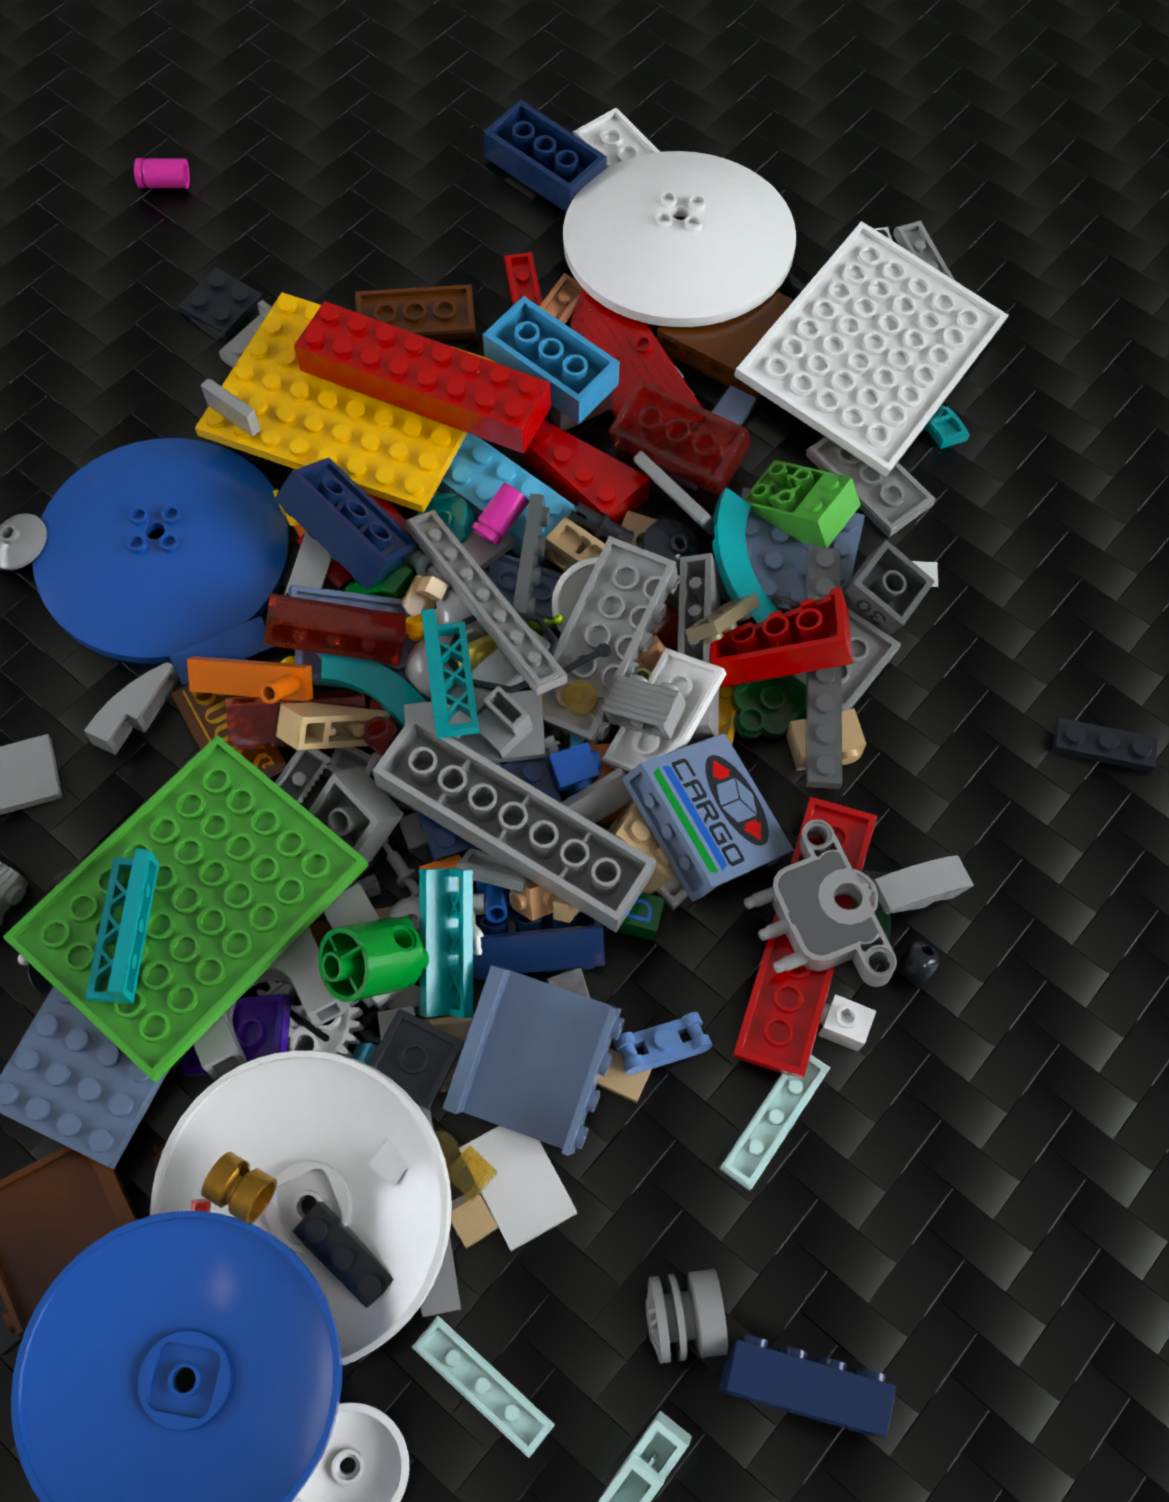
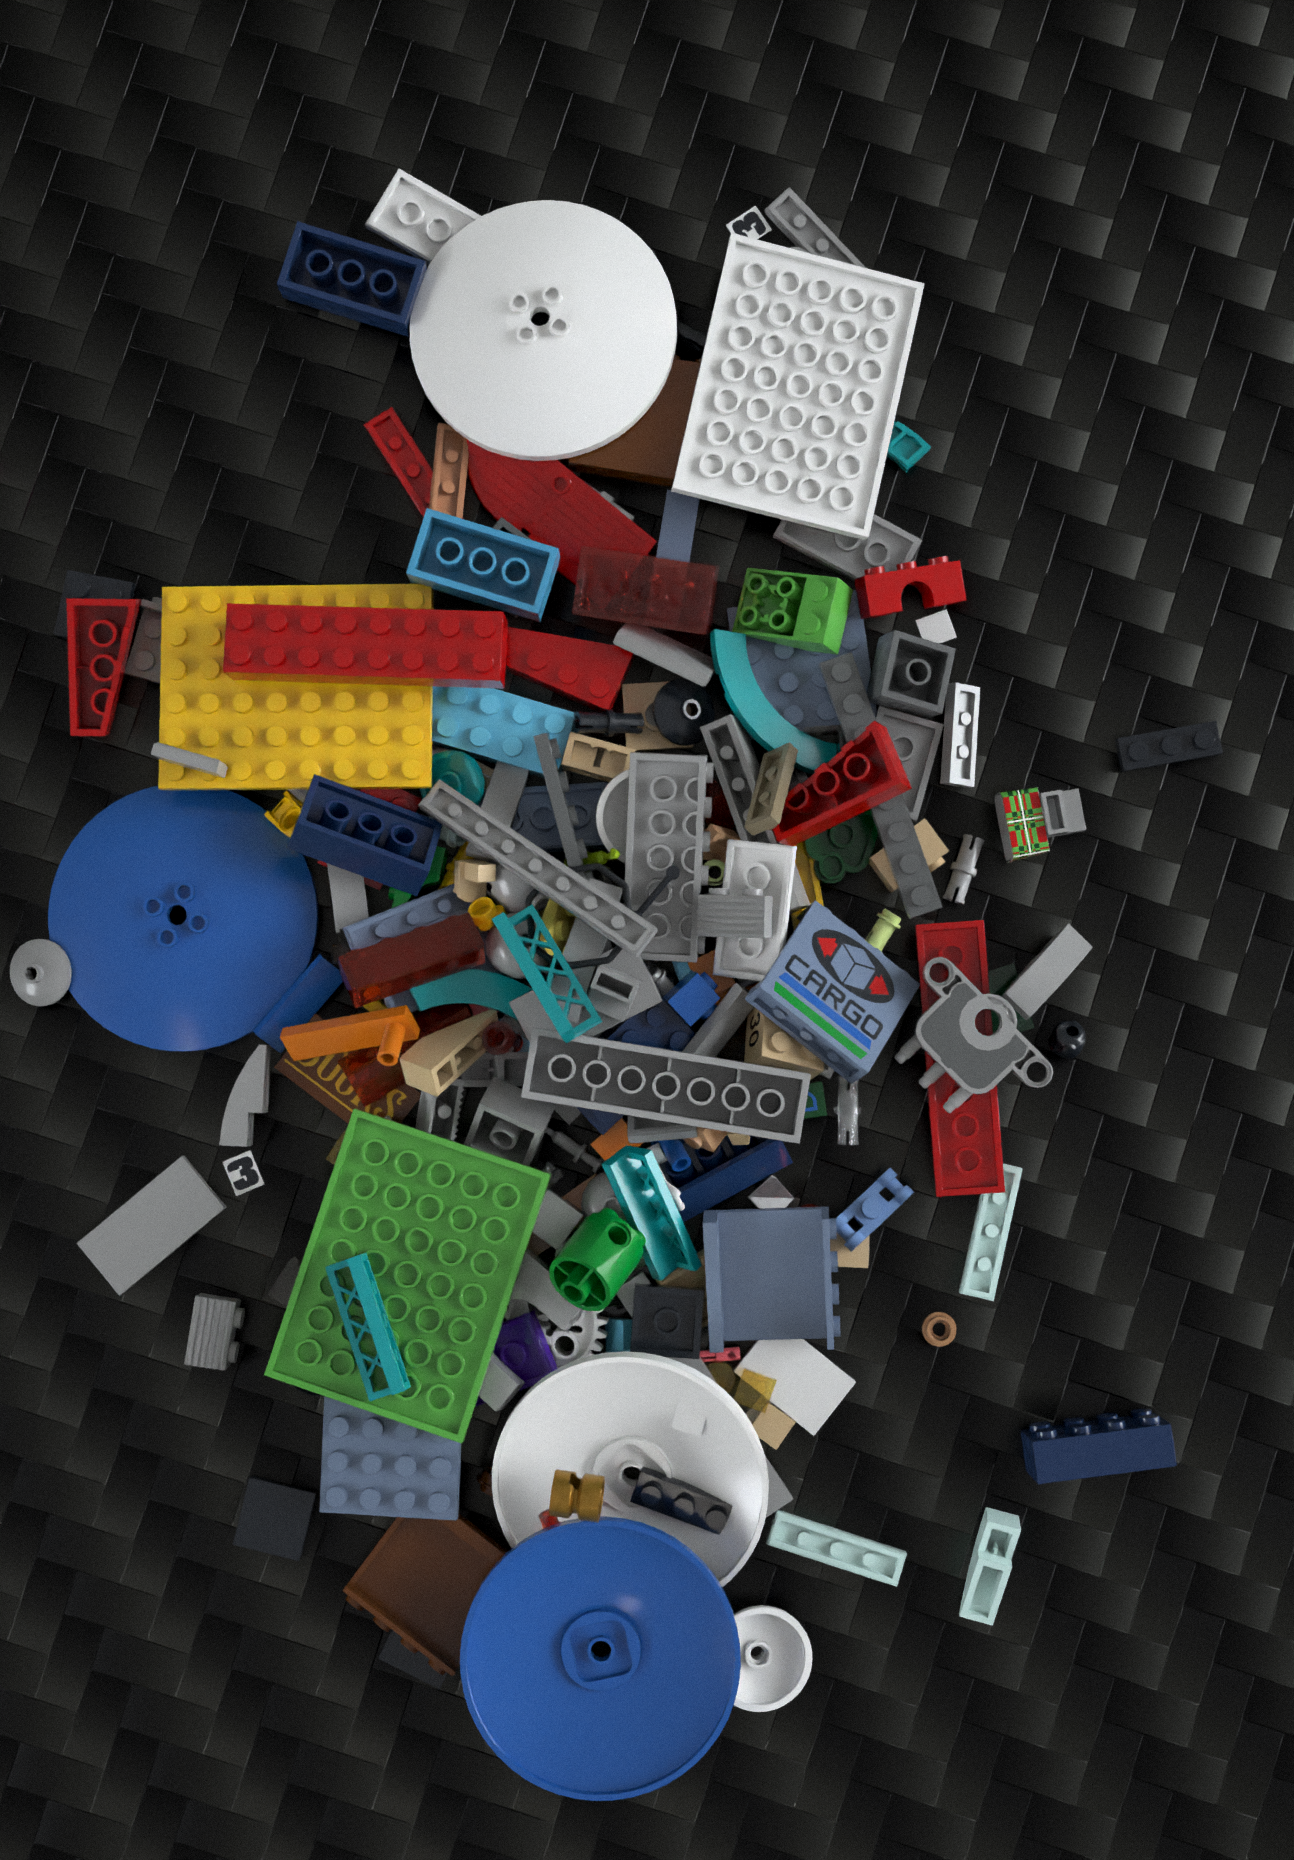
camera: 20 degrees left, 20 degrees up
(94, 775) = (243, 1173): none -> sticker
(200, 325) = (97, 658): none -> red wedge
(426, 311) = (304, 535): reddish brown tile -> none
(454, 1128) = (729, 1354): none -> coral pin
(500, 514) = (509, 762): dark pink piece -> none
(580, 698) = (671, 928): clear yellow tile -> none
(678, 943) = (847, 1111): none -> clear pin
(687, 1316) = (981, 1432): light grey wheel -> none
(692, 1186) = (944, 1338): none -> medium nougat plate
(783, 790) = (883, 929): none -> yellowish green pin
(846, 1022) = (1023, 1123): white brick -> none
(873, 773) = (963, 869): none -> light grey pin
(912, 660) = (960, 735): none -> light grey plate
(936, 528) = (938, 583): none -> red arch
(943, 753) = (1021, 823): none -> piece
(981, 758) = (1062, 812): none -> light grey piece

